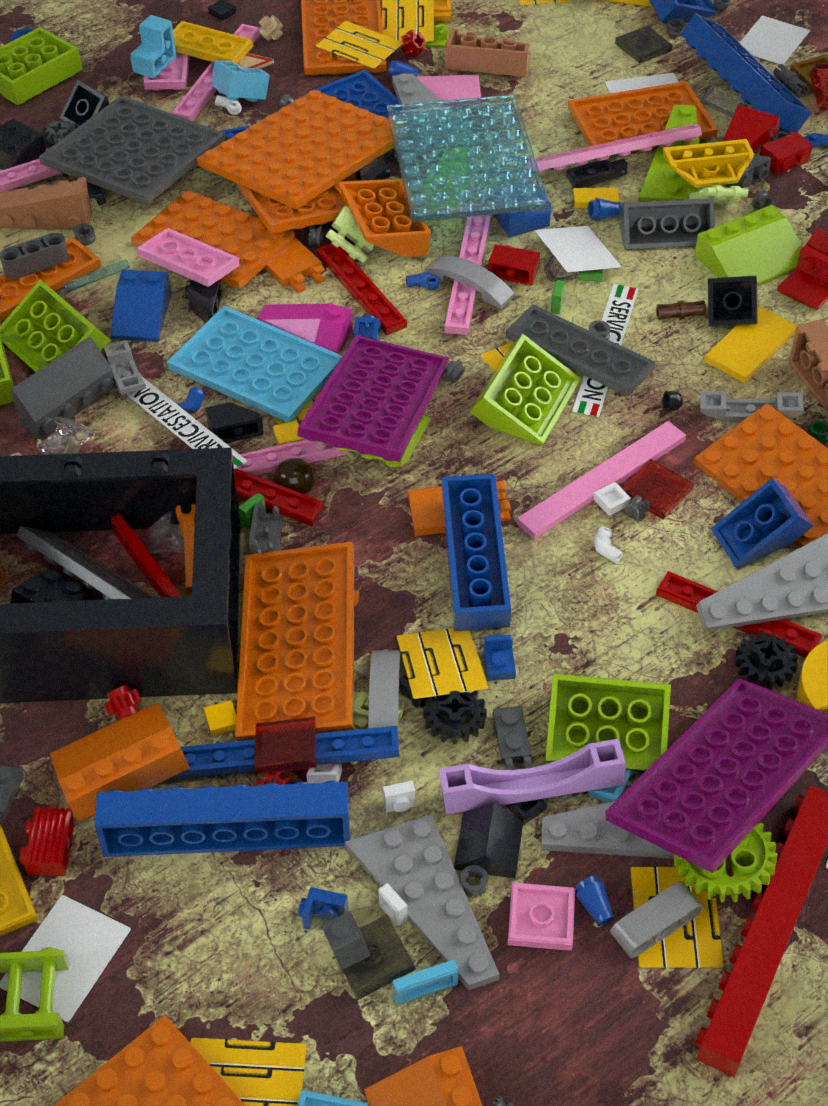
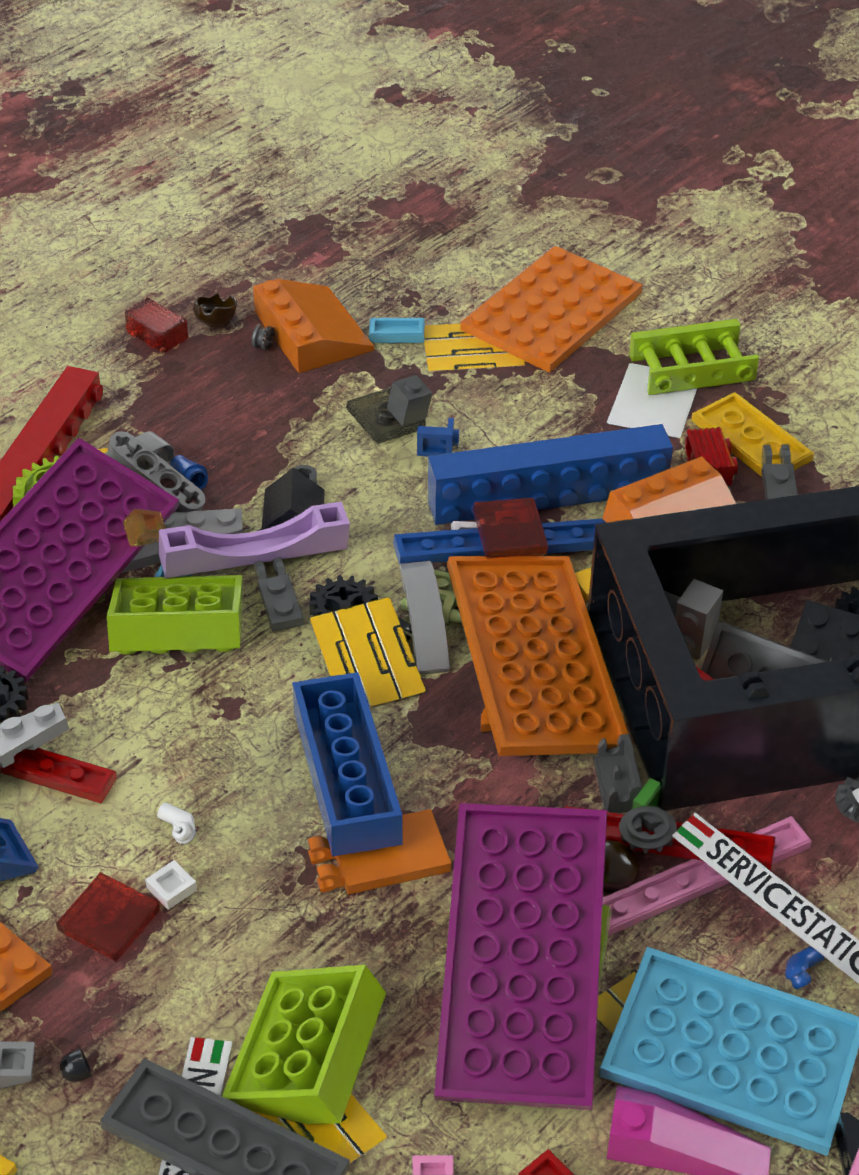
camera: 170 degrees right, 5 degrees down
(233, 422) = (725, 930): black slope -> none
(269, 471) = (654, 820): none -> dark grey gear
(286, 433) = (641, 933): yellow tile -> none
(367, 326) = (579, 1136): blue bracket -> none
(393, 905) = (375, 447): white tile -> none
(399, 797) = (386, 525): white plate -> none
(422, 874) = (347, 470): light grey wing -> none
(425, 982) = (333, 401): medium azure tile -> none
(454, 371) = (421, 1070): dark grey plate -> none
(499, 657) = (301, 667): blue bracket -> none
(541, 916) = (237, 457): bright pink plate -> none
(616, 469) = (178, 927): bright pink tile -> none
(633, 875) = (159, 471): none -> light grey beam
(637, 508) = (136, 872): dark grey bush -> none
(638, 780) = (143, 527): none -> clear yellow slope

